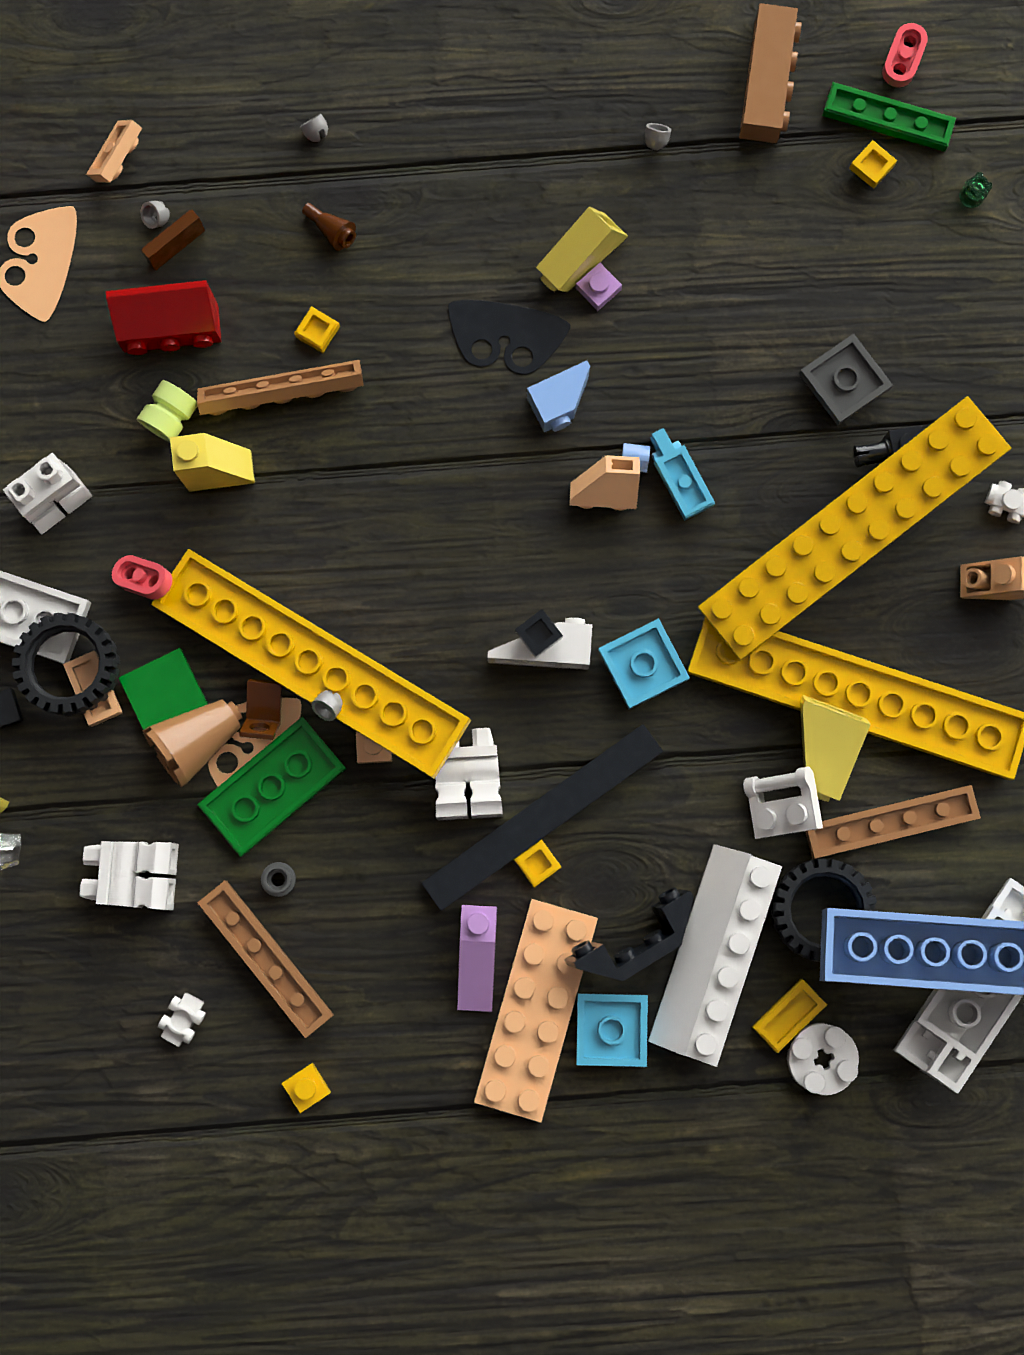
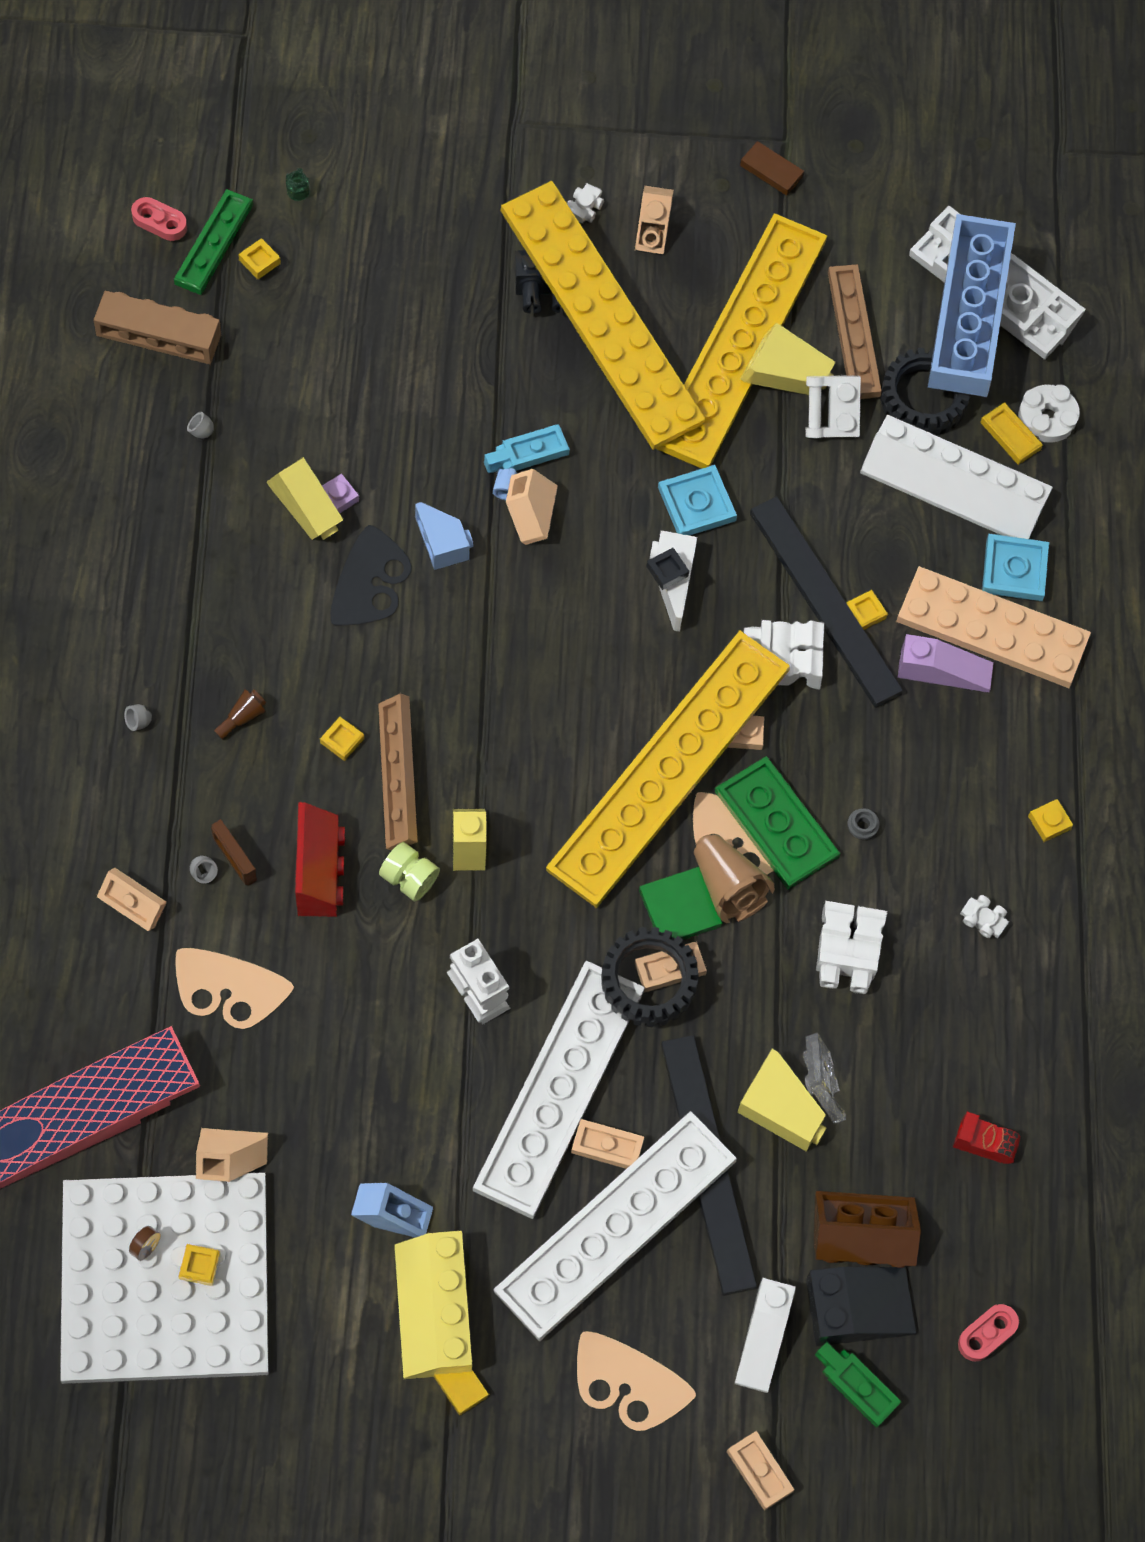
camera: 90 degrees left, 15 degrees down
(142, 577) = (568, 906): coral plate -> none
(262, 709) = (707, 818): reddish brown bracket -> none
(265, 959) = (934, 840): medium nougat plate -> none
(327, 705) = (722, 747): light grey hinge -> none
(672, 915) = (923, 506): black slope -> none
(845, 379) = (458, 309): dark grey plate -> none

